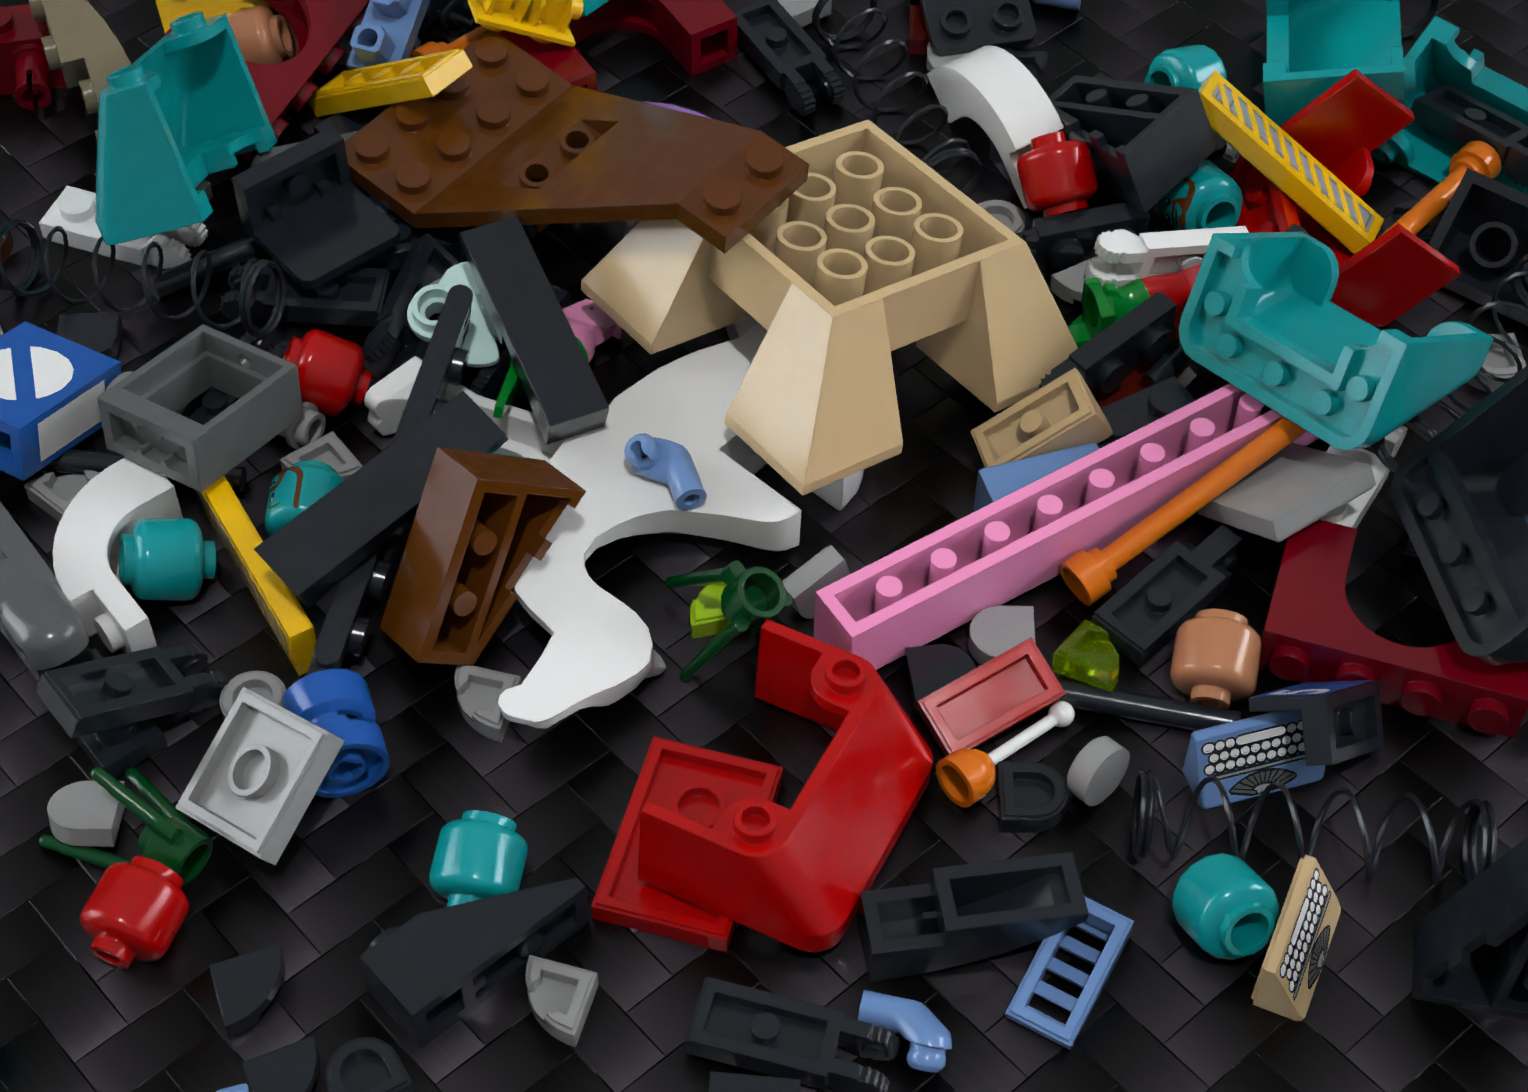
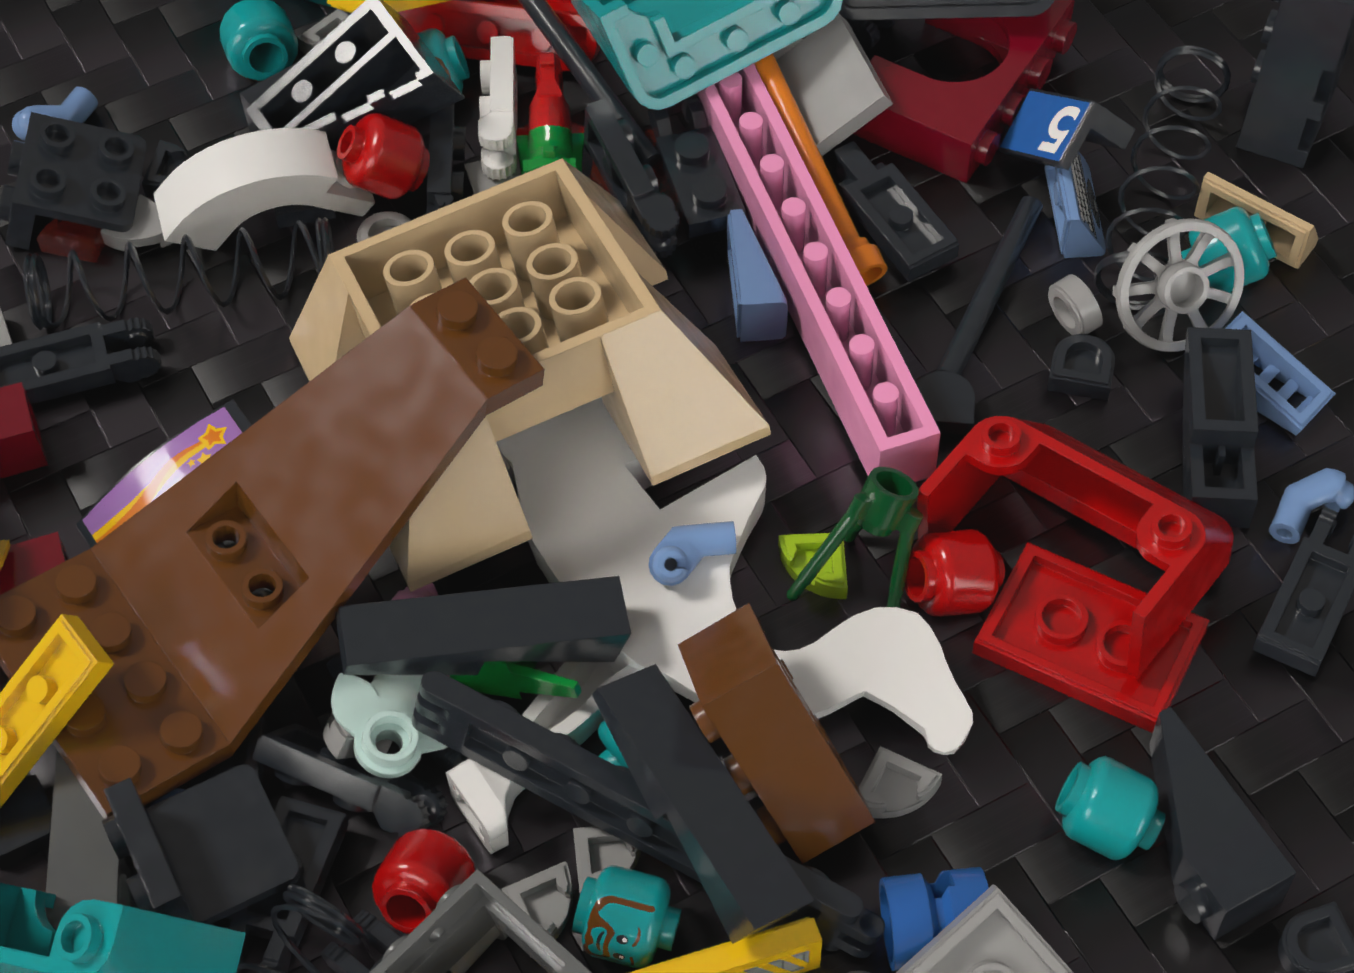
camera: 75 degrees left, 5 degrees up
(560, 997) = (1253, 766): light grey tile -> none
(721, 701) = (954, 573): none -> red head
(812, 576) = (828, 468): light grey tile -> none
(971, 773) = (1060, 399): orange hinge -> none
(990, 698) = (987, 363): tile -> none
(998, 630) = (916, 341): light grey tile -> none
(1043, 422) = (699, 249): tan slope -> none
(1088, 657) = (948, 285): clear neon green tile -> none
(1137, 846) = (1179, 284): none -> light grey wheel
(1216, 658) = (975, 195): nougat head -> none

